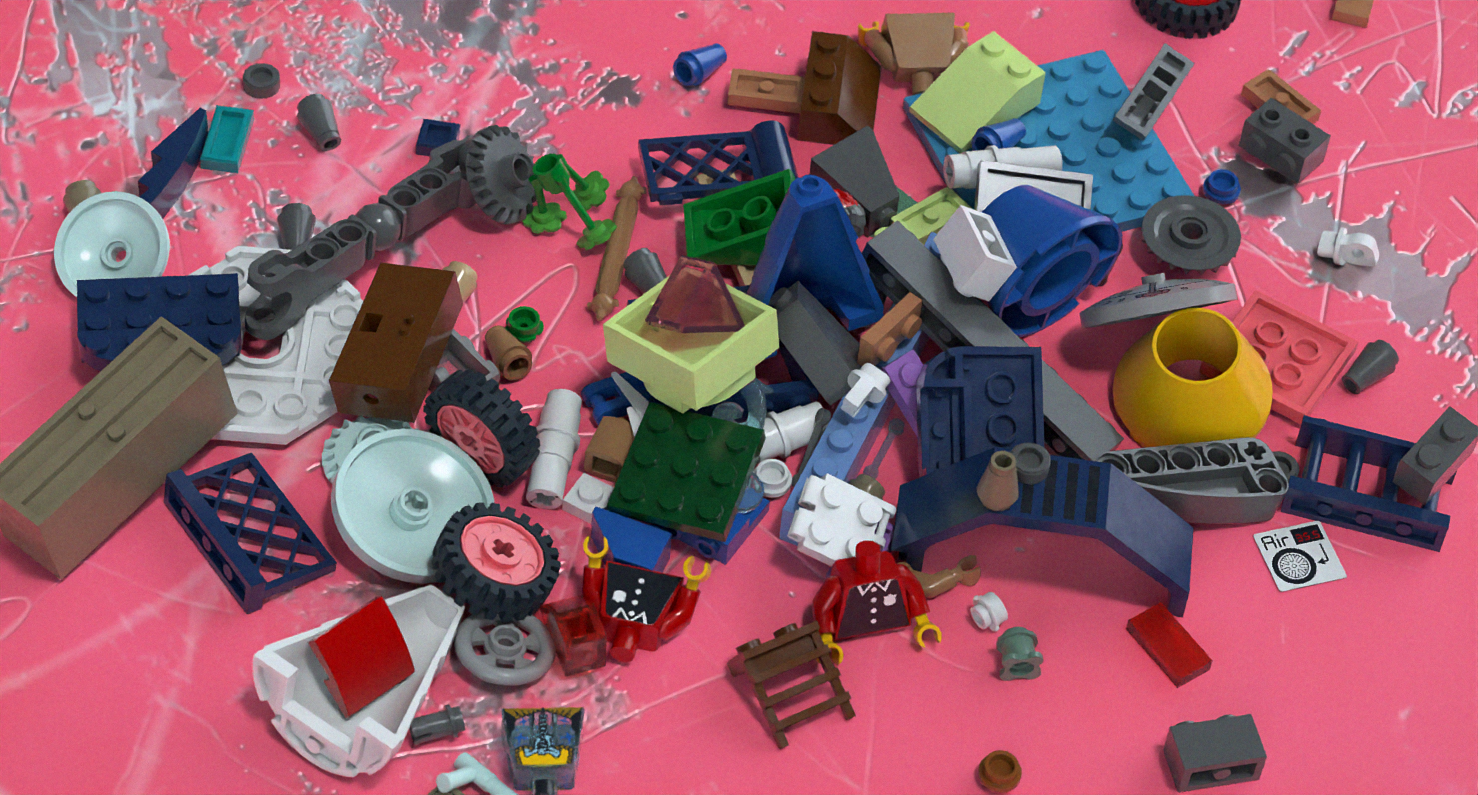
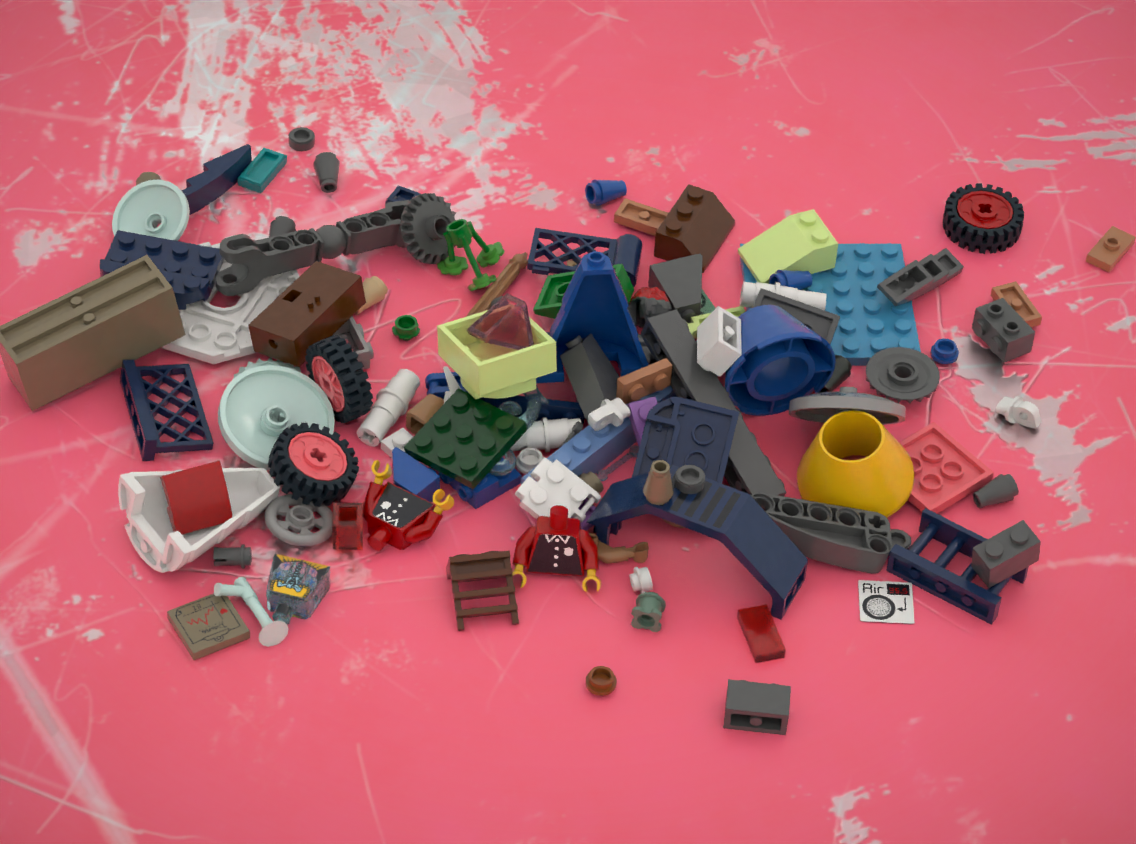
camera: 20 degrees right, 5 degrees down
(508, 353) = (386, 343): medium nougat cone -> none
(916, 45) = (761, 208): medium nougat torso -> none

